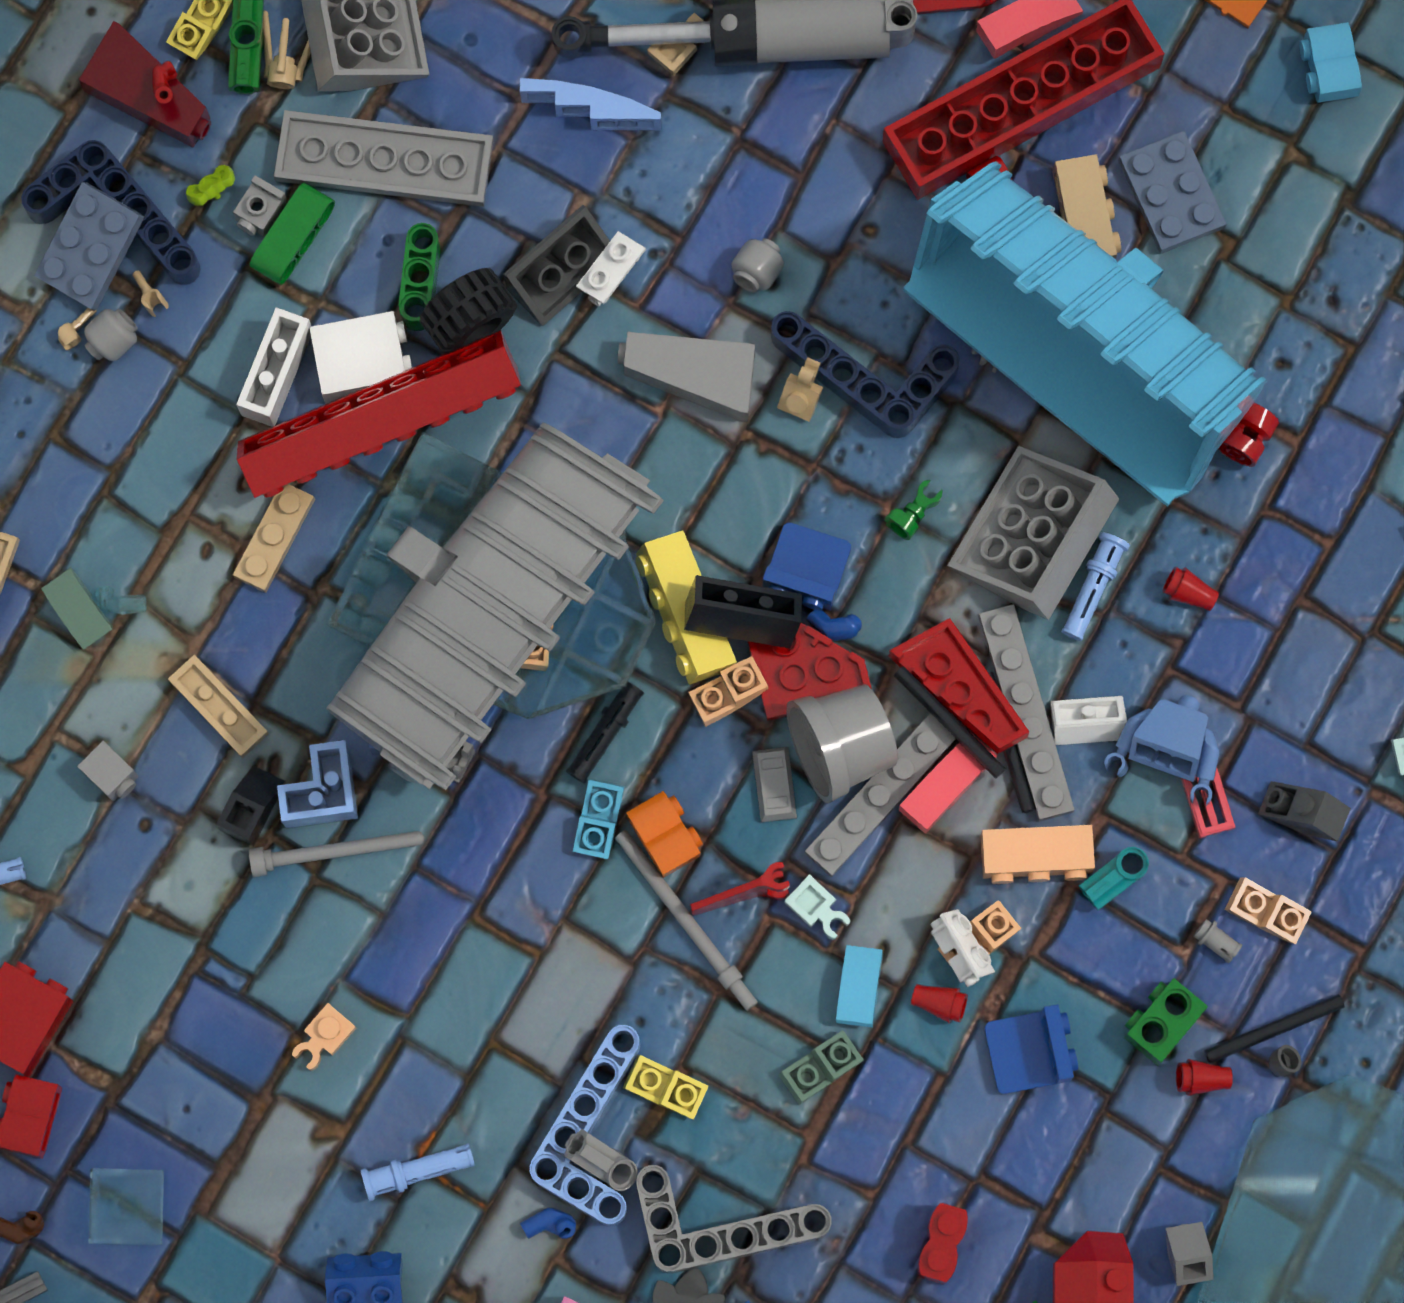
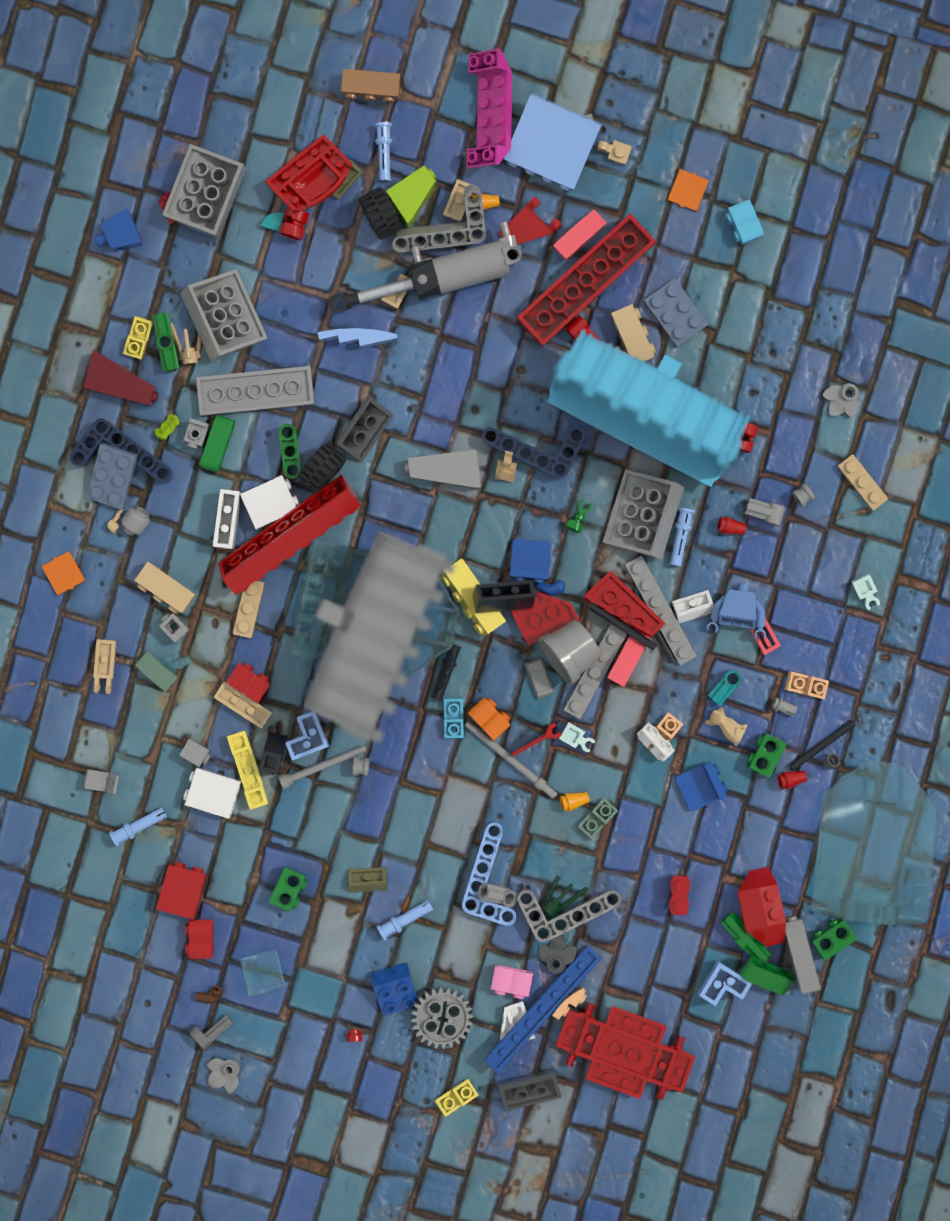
camera: 15 degrees left, 10 degrees up
(121, 851) = (212, 792): none -> white brick
(131, 465) = (164, 588): none -> tan brick
(137, 551) = (166, 624): none -> light grey brick
(150, 296) = (150, 494): tan hand -> none
(160, 78) = (128, 382): red arm -> none
(196, 824) = (248, 770): none -> light yellow slope
(206, 1055) = (284, 887): none -> green brick
(239, 667) = (248, 682): none -> red brick
(327, 1032) = (341, 859): light nougat plate -> none
(365, 1082) = (367, 879): none -> olive slope
(406, 867) = (361, 766): none -> light grey wheel
(551, 1221) = (478, 928): blue arm -> none
(610, 268) = (390, 424): white hinge -> none
(665, 1087) = (520, 847): light yellow slope -> none
(700, 1208) = (553, 904): none -> dark green plant
(728, 692) = (505, 636): light nougat slope -> none
(757, 265) = (466, 404): light grey head -> none
(784, 1022) = (573, 800): none -> light orange cone
(859, 986) = (607, 773): medium azure slope -> none
(941, 1002) = (650, 771): red cone -> none
(1037, 853) = (682, 684): light nougat brick -> none
(1106, 952) = (730, 728): none -> tan animal
(1189, 1253) = (804, 870): light grey brick -> none
(1267, 581) = (770, 513): none -> light grey piece
(1305, 810) = (814, 629): dark grey slope -> none
(1335, 563) = (803, 495): none -> light grey wheel

